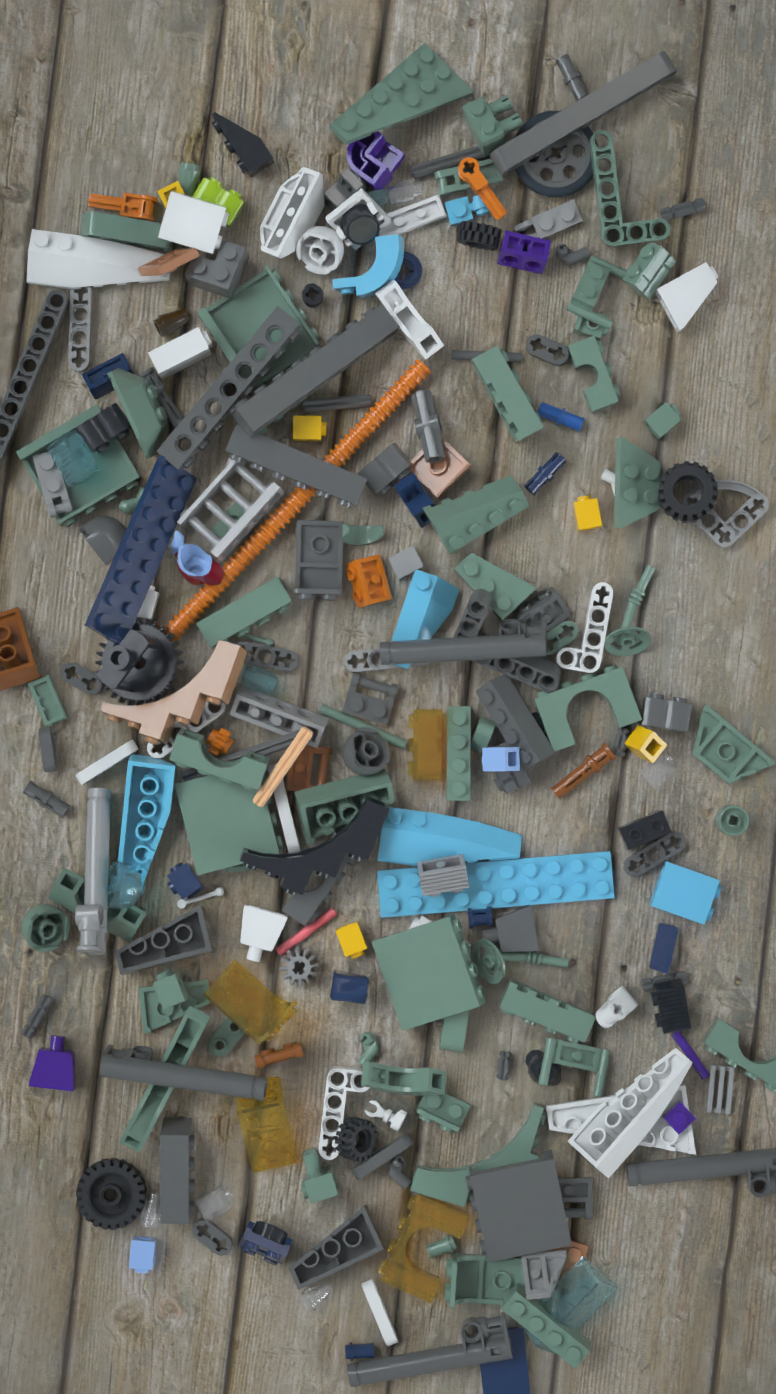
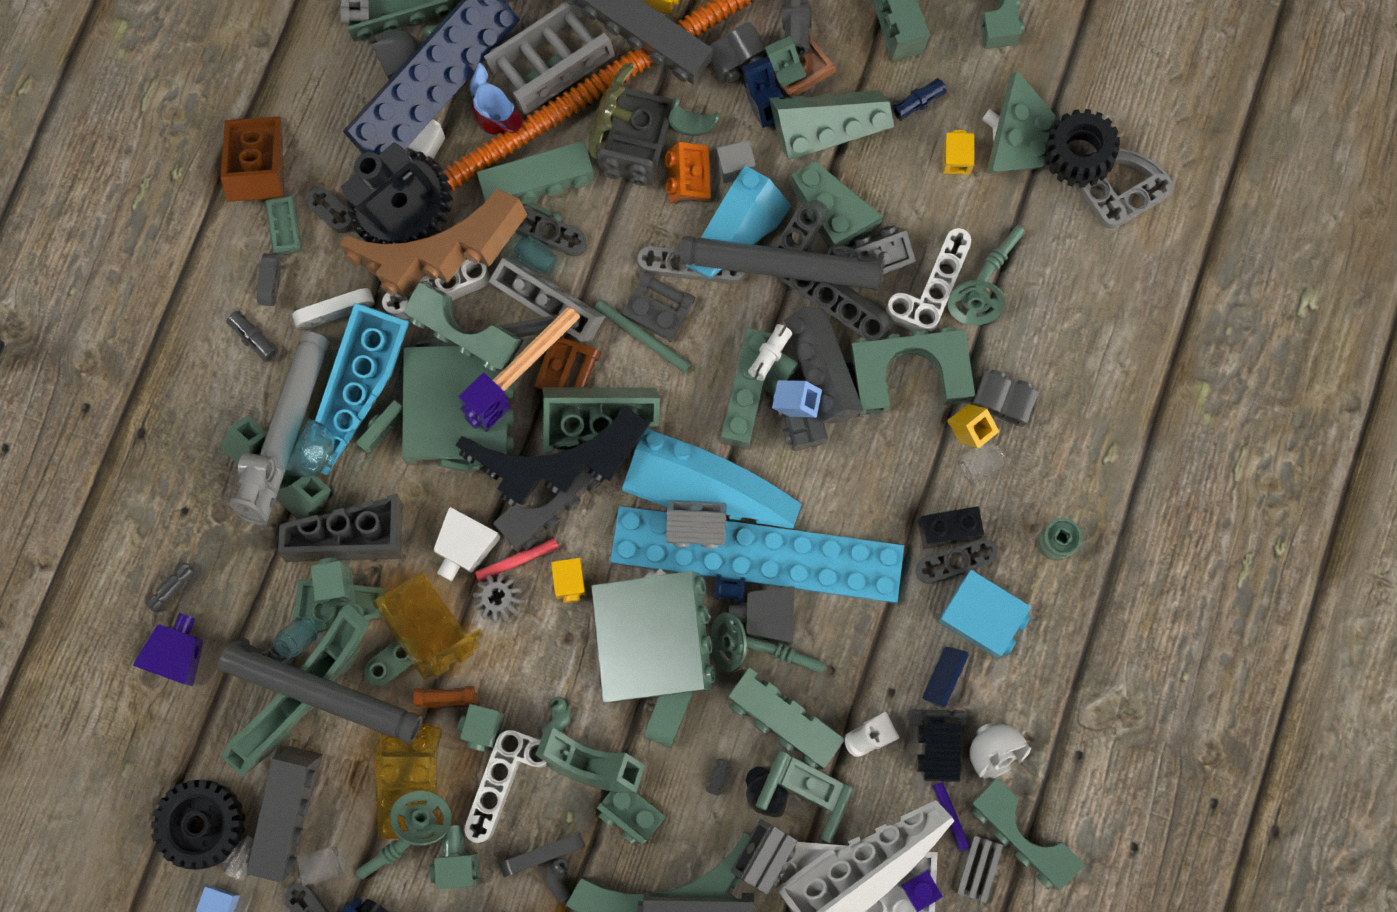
camera: 15 degrees right, 10 degrees down
(45, 927) = (206, 480): sand green cylinder -> none
(151, 1036) = (295, 637): none -> clear light blue brick
(170, 851) = (380, 427): none -> sand green plate
(182, 904) = (378, 493): white hinge -> none
(184, 881) = (387, 466): dark blue brick -> none
(219, 741) = (470, 313): orange gear -> none
(253, 821) = (483, 403): none -> dark purple brick
(283, 1159) = (419, 825): none -> sand green dish
(285, 815) = (526, 413): white beam -> none
(294, 548) = (608, 108): none -> olive piece
(312, 1072) = (480, 727): none -> sand green brick
(347, 1139) = (502, 821): black tyre -> none
(349, 987) = (550, 633): dark blue piece -> none
(366, 752) = (638, 361): dark grey cylinder -> none
(387, 1115) = (570, 814): white piece -> none
(425, 744) = (712, 367): clear yellow wedge -> none
(429, 473) = (785, 61): none -> sand green bracket
(471, 725) = (770, 352): none -> white pin
(553, 1120) = (764, 856): none -> dark grey brick
(560, 416) = (951, 42): blue axle -> none
(563, 641) = (891, 279): sand green beam -> none
(592, 764) = (859, 459): dark orange pin -> none
(619, 742) = (941, 423): dark grey piece -> none
(663, 420) = (1067, 69): sand green brick -> none
(714, 996) = (996, 749): none -> white cylinder
(726, 749) = (1069, 456): sand green wing -> none

